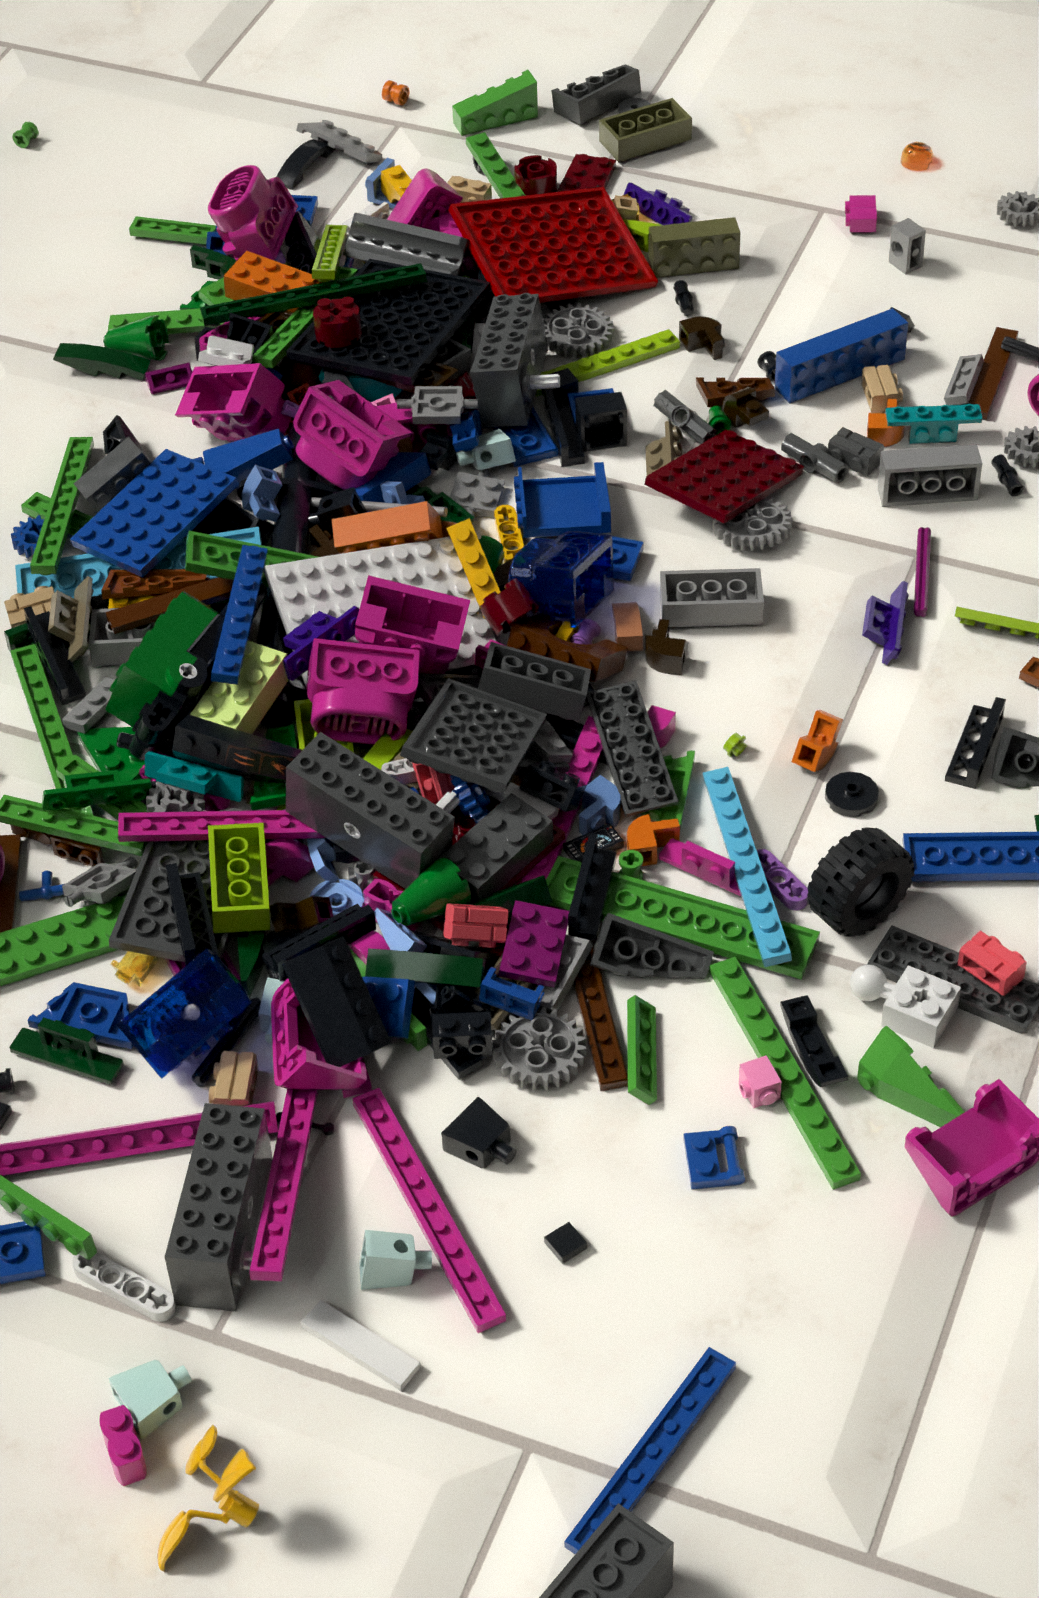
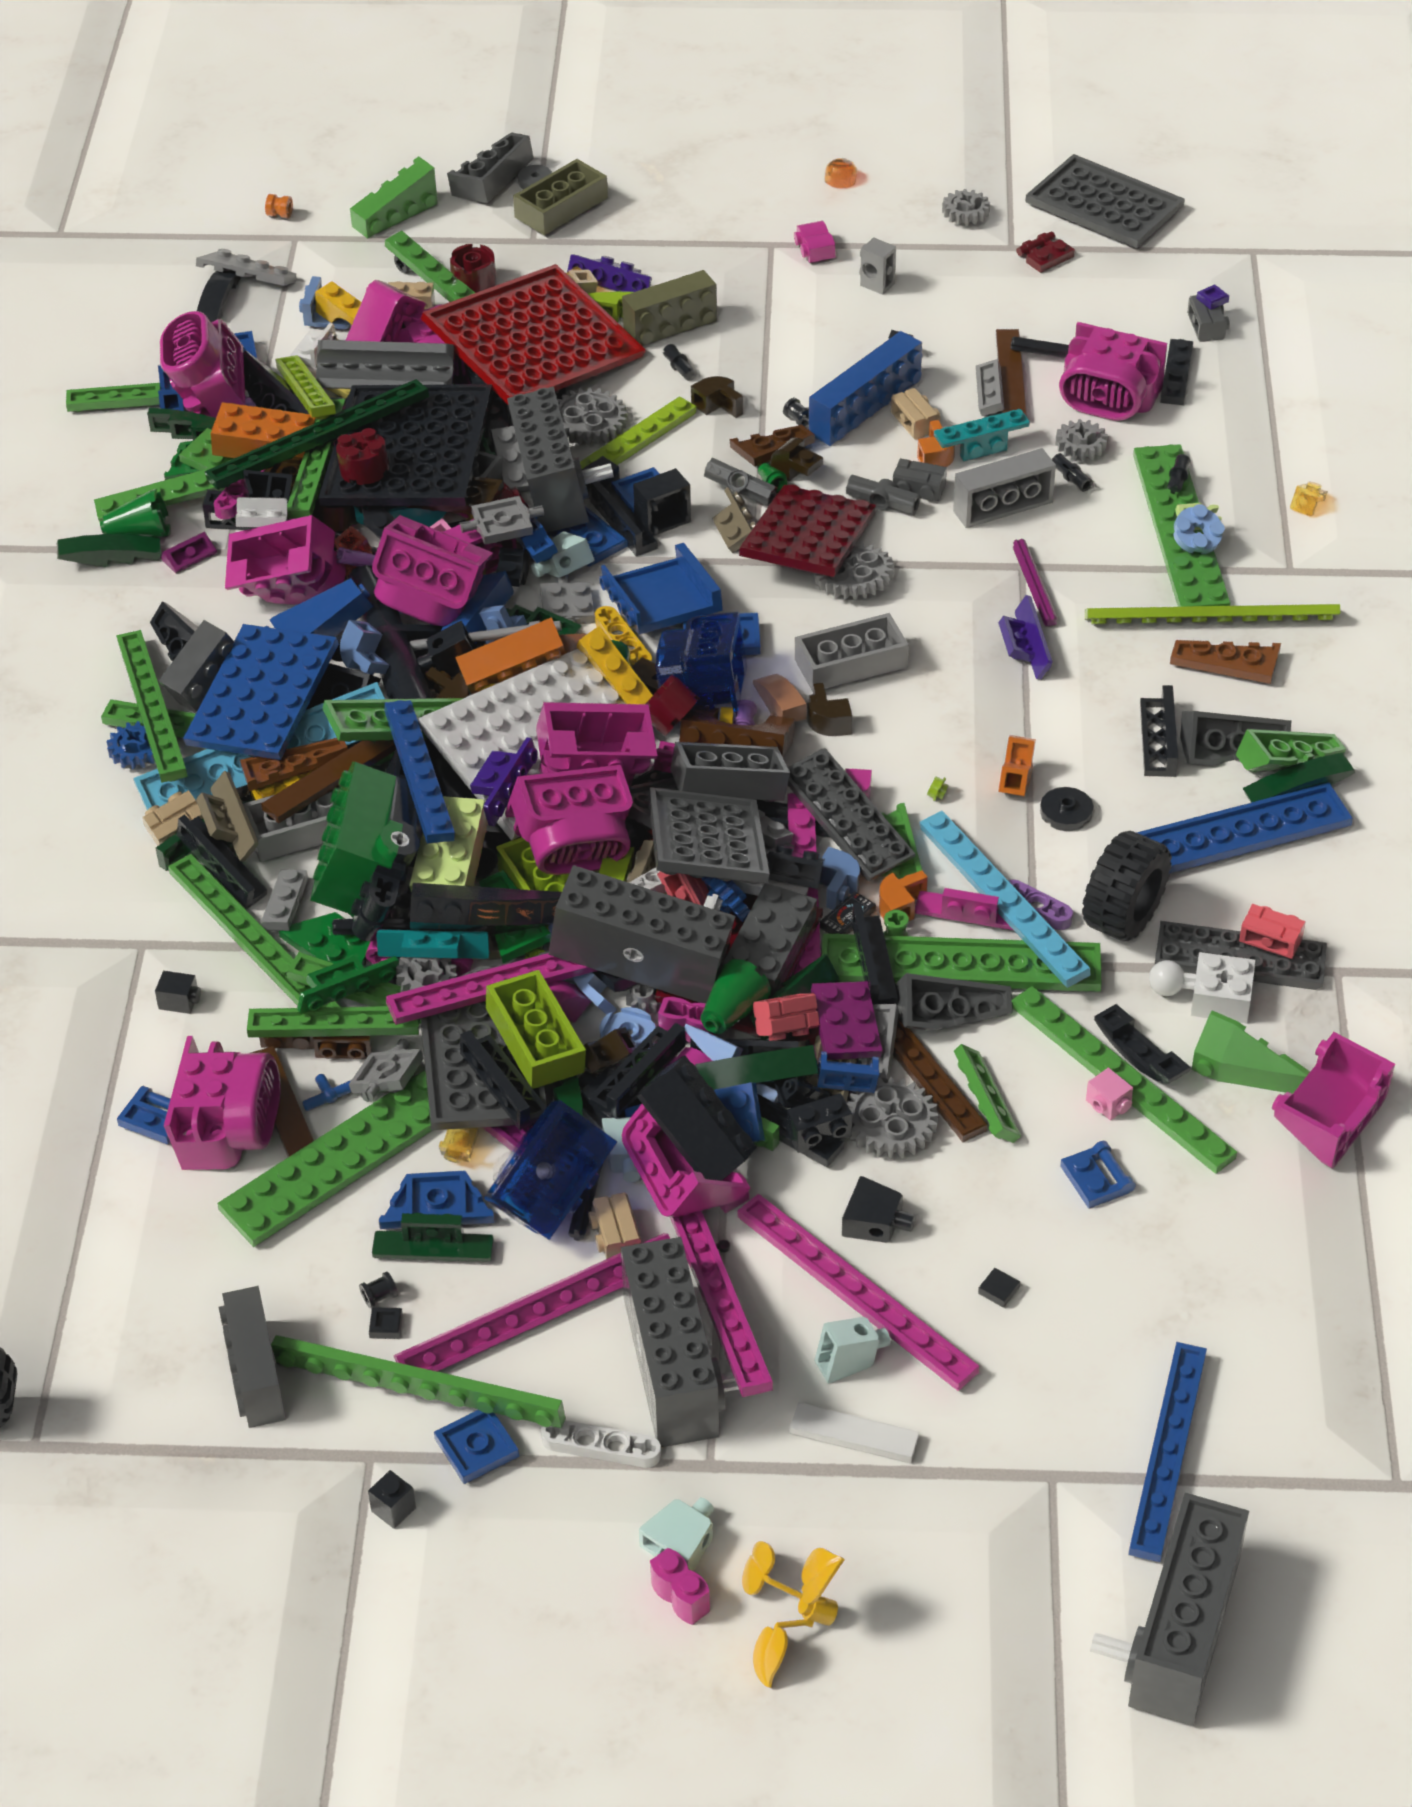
camera: 20 degrees left, 0 degrees up
(587, 173) = (519, 255): dark red plate -> none

